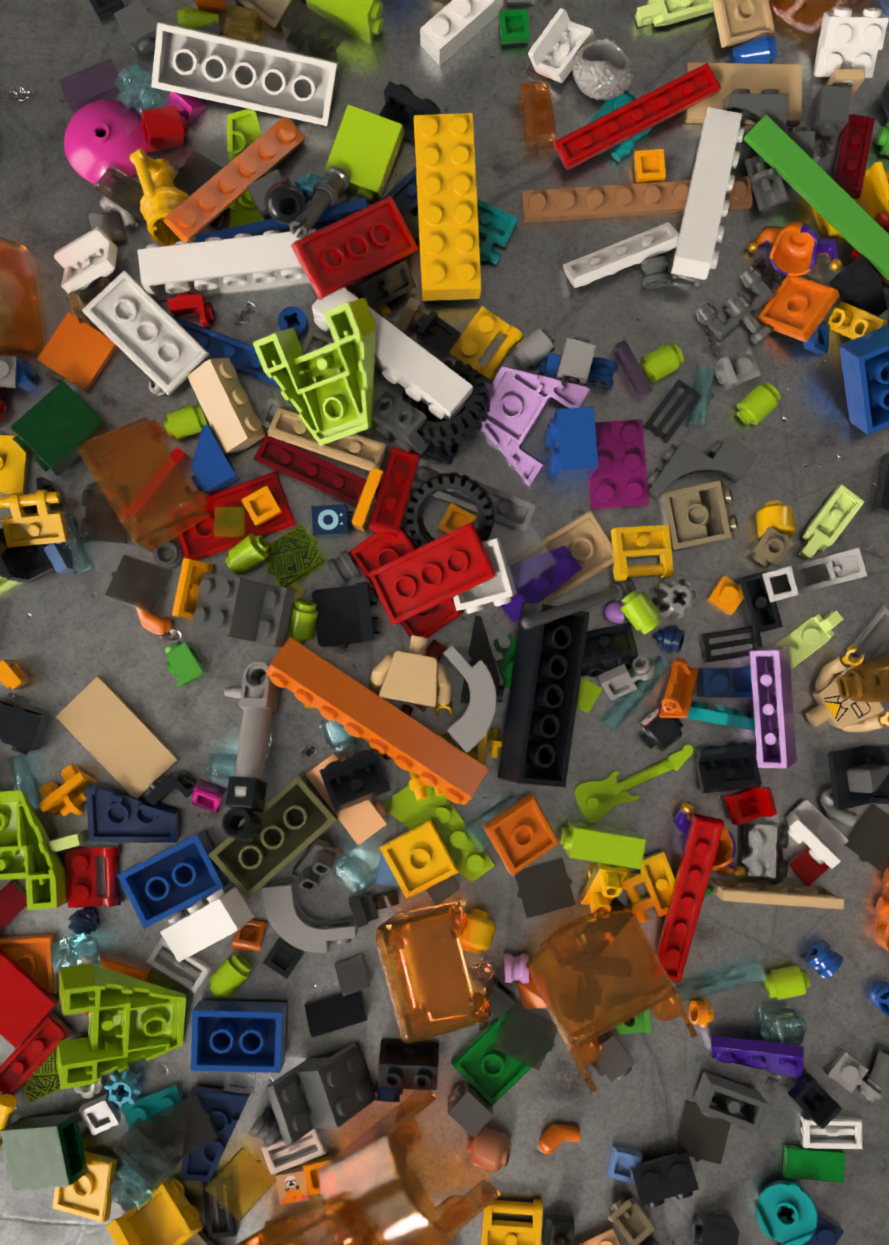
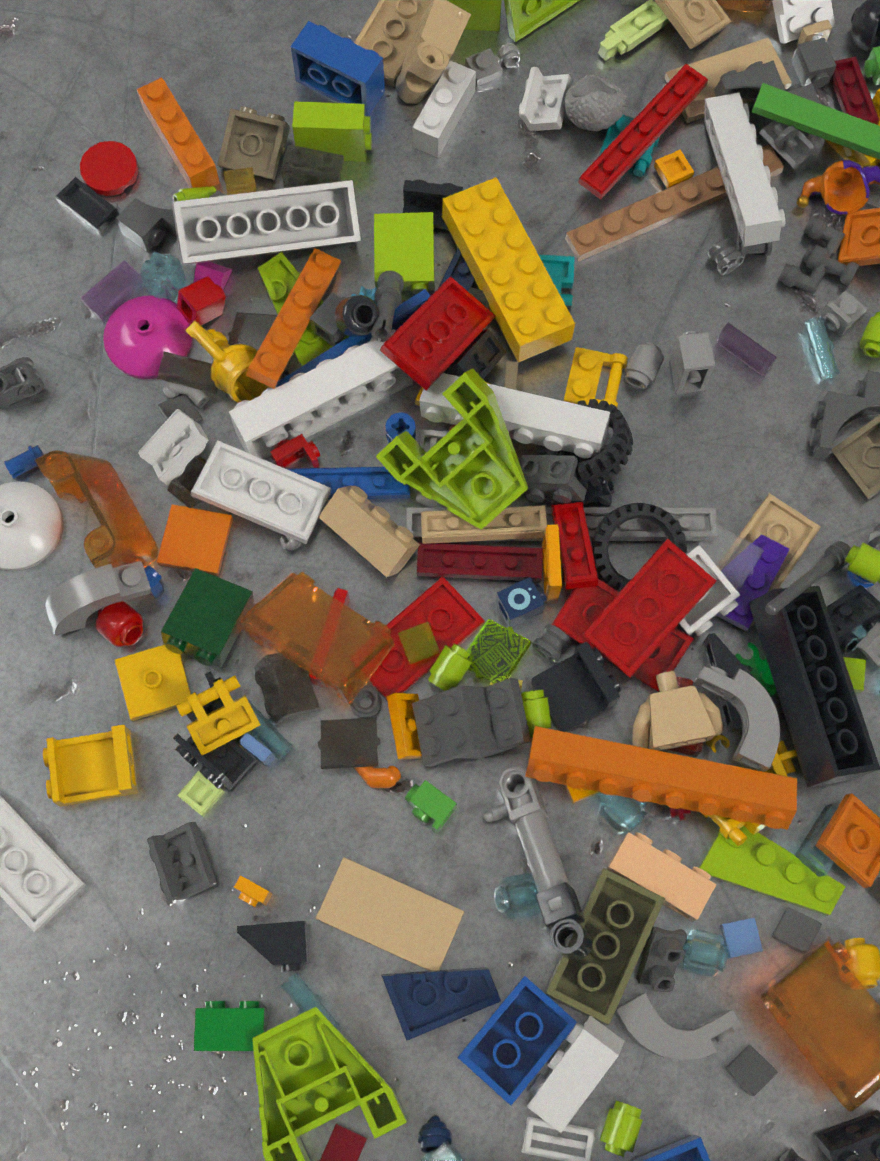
camera: 20 degrees left, 15 degrees down
(67, 797) = (365, 997): light orange hips -> none
(68, 841) = (383, 1049): yellowish green tile -> none
(83, 876) = (414, 1085): red plate -> none
(162, 787) = (461, 945): black bracket -> none
(185, 421) = (332, 563): lime brick -> none
(208, 795) = (513, 939): dark pink slope -> none
(210, 465) = (377, 593): blue slope -> none
(250, 936) = (622, 1076): orange slope -> none
(261, 505) = (445, 612): light orange plate -> none
(283, 957) = (669, 1082): black plate -> none
(335, 1012) = (752, 1121): black slope -> none
(354, 779) = (665, 846): black bracket -> none
(366, 908) = (733, 988): pearl dark grey piece -> none
(419, 859) = (765, 910): yellow plate -> none
(436, 333) = (545, 384): black bracket -> none
(455, 518) = (641, 551): light orange plate -> none
(514, 26) = (494, 98): green plate -> none
(516, 404) = (654, 421): lavender wing -> none
(537, 116) = (550, 165): clear orange hinge -> none
(550, 367) = (668, 380): blue plate -> none
(572, 445) = (728, 433): blue brick -> none
(601, 373) = (723, 365): blue wheel -> none
(614, 612) = (841, 579): medium lavender hinge -> none
(621, 255) = (686, 253): white plate -> none
(621, 466) = (772, 442): magenta plate -> none
(642, 542) = (834, 503): yellow plate -> none
(657, 431) = (814, 373): black tile -> none
(661, 361) = (771, 330): lime brick -> none
(756, 51) = (724, 39): blue cone -> none

